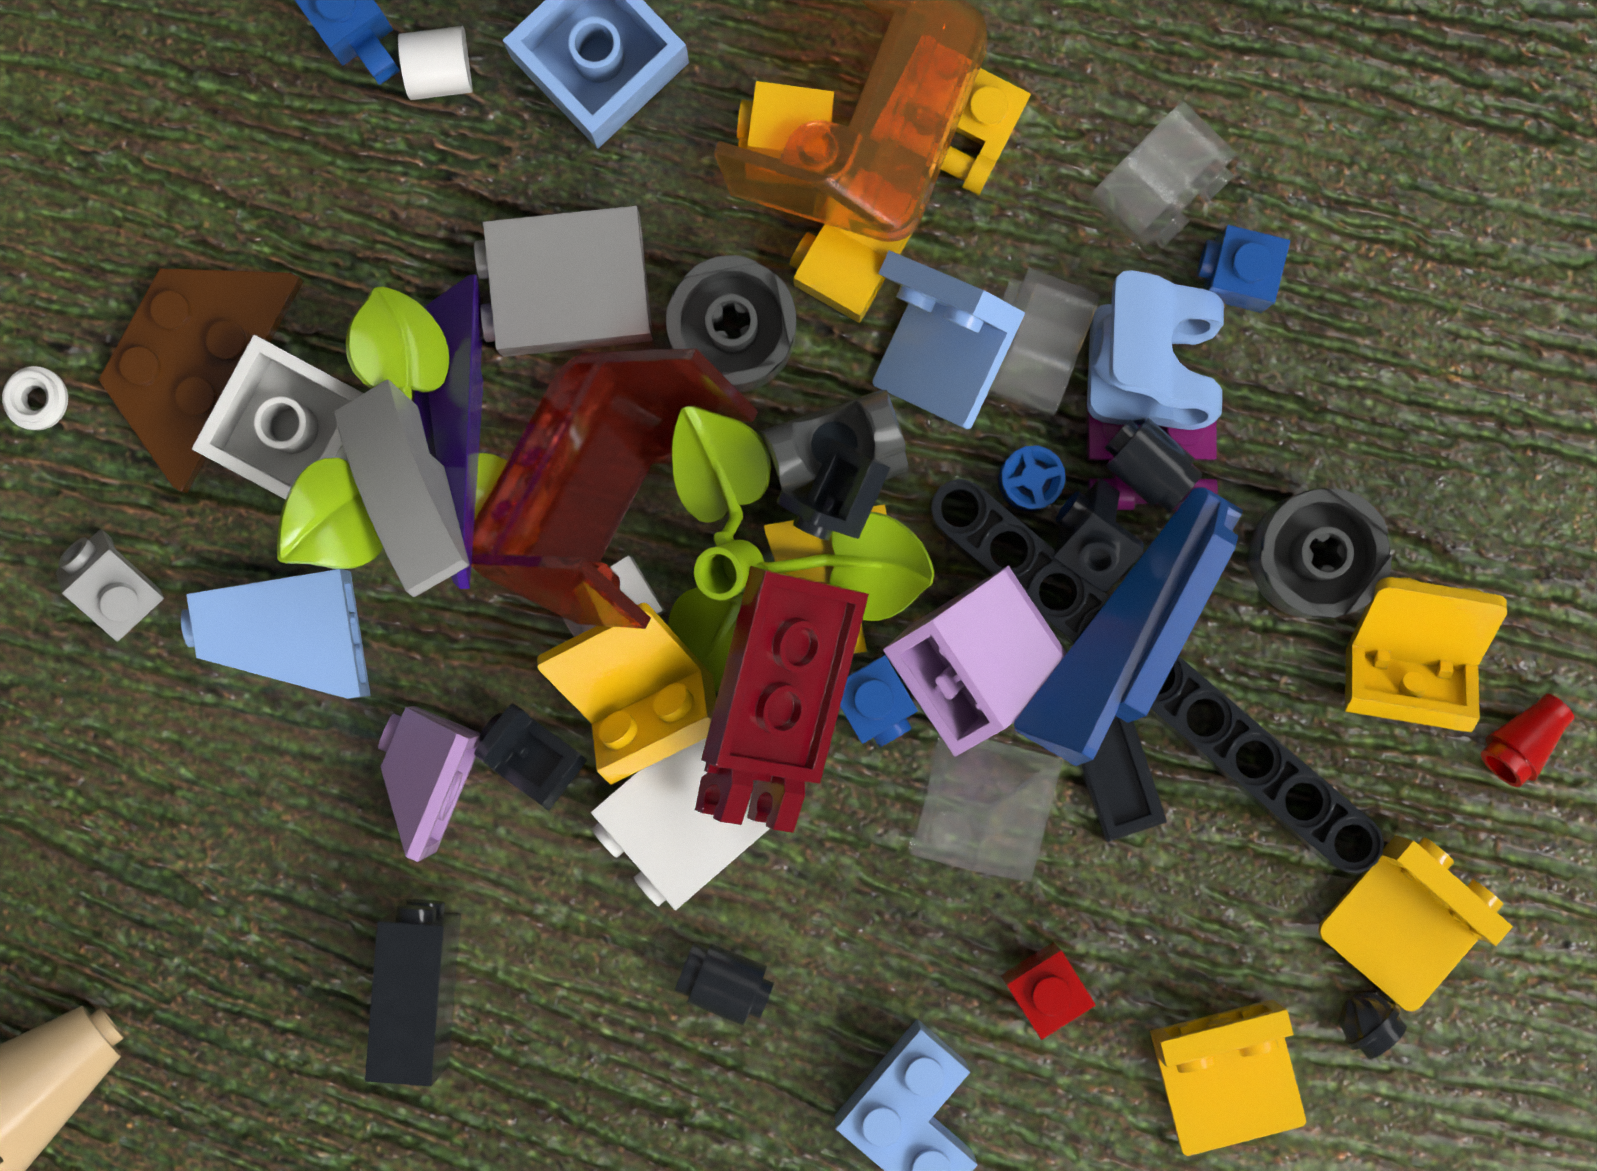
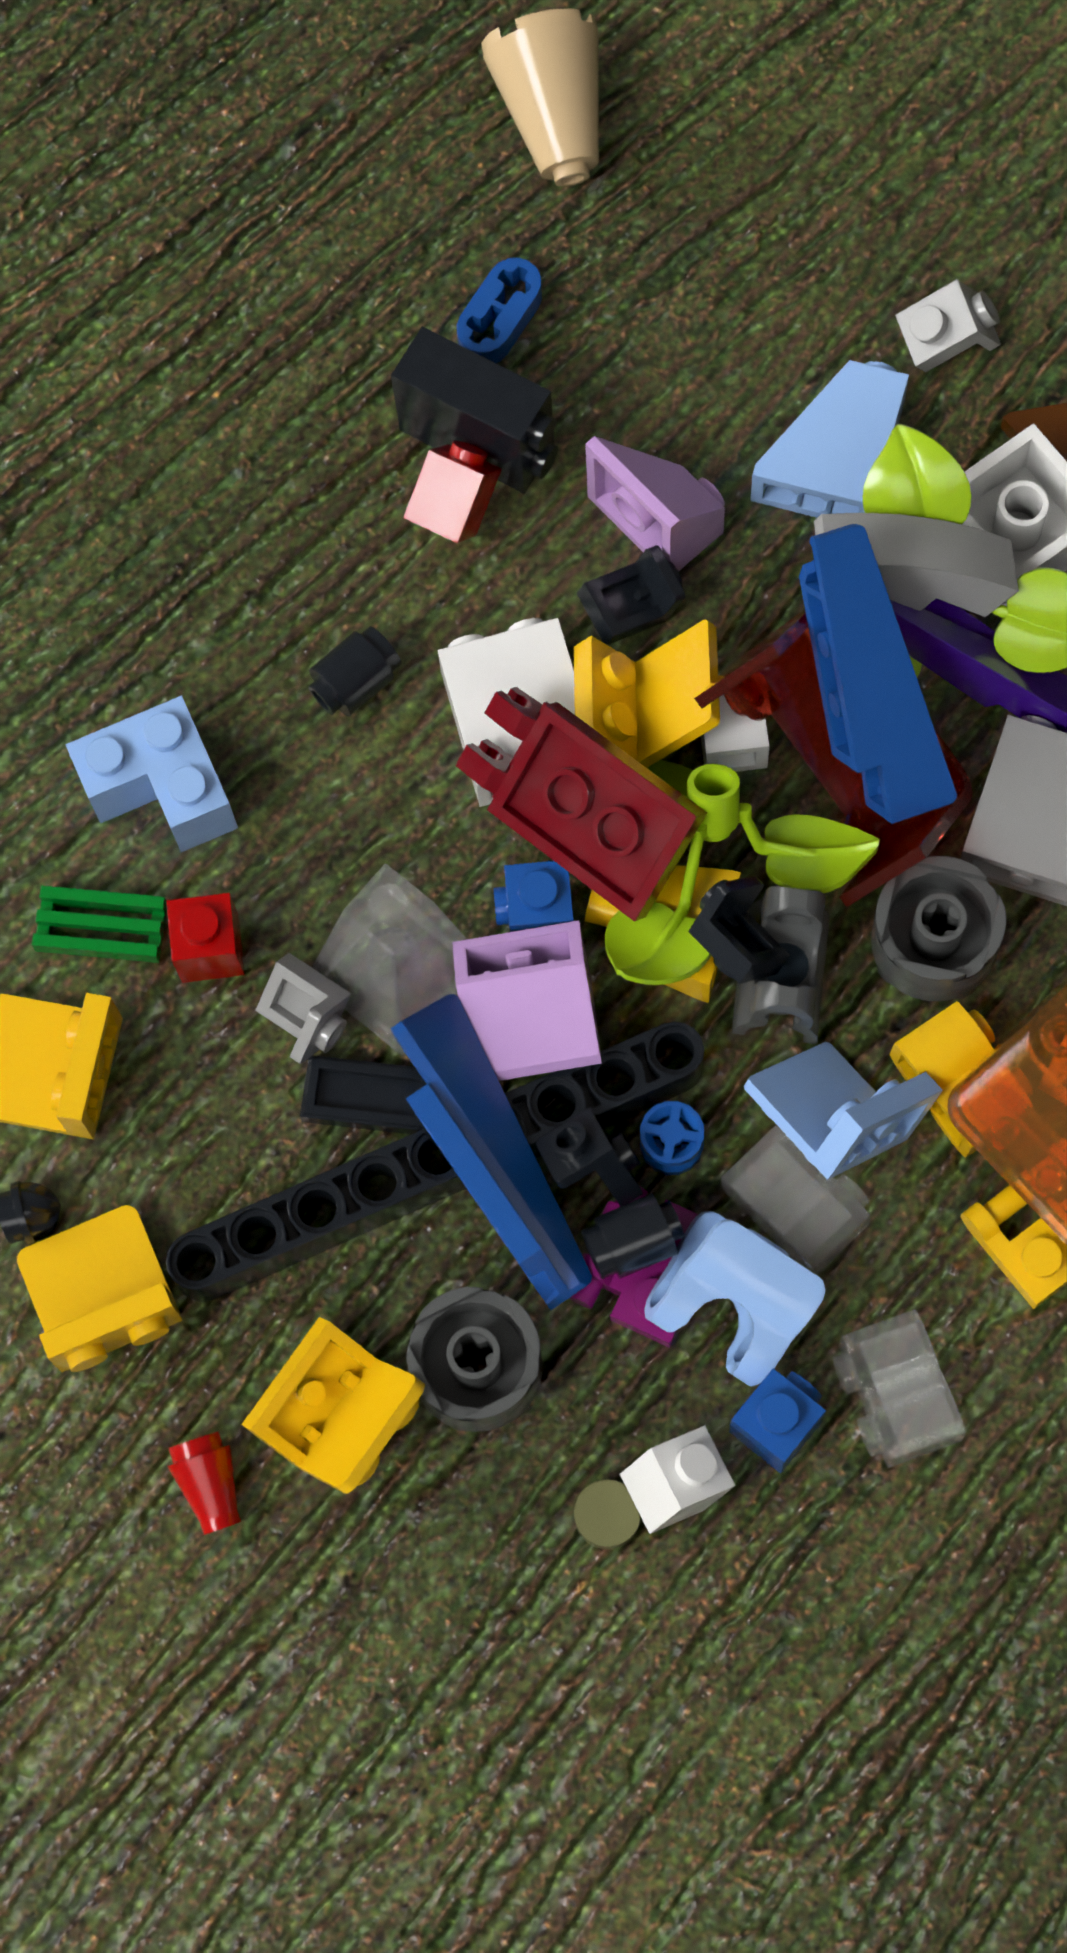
camera: 125 degrees right, 15 degrees down
(283, 1043) = (489, 305): none -> blue beam
(503, 976) = (453, 491): none -> brick
(546, 476) = (868, 680): none -> blue wedge
(1066, 865) = (304, 1006): none -> light grey bracket
(1090, 1149) = (100, 900): none -> green tile
(1339, 329) = (677, 1479): none -> white brick
(1386, 381) = (606, 1515): none -> olive tile

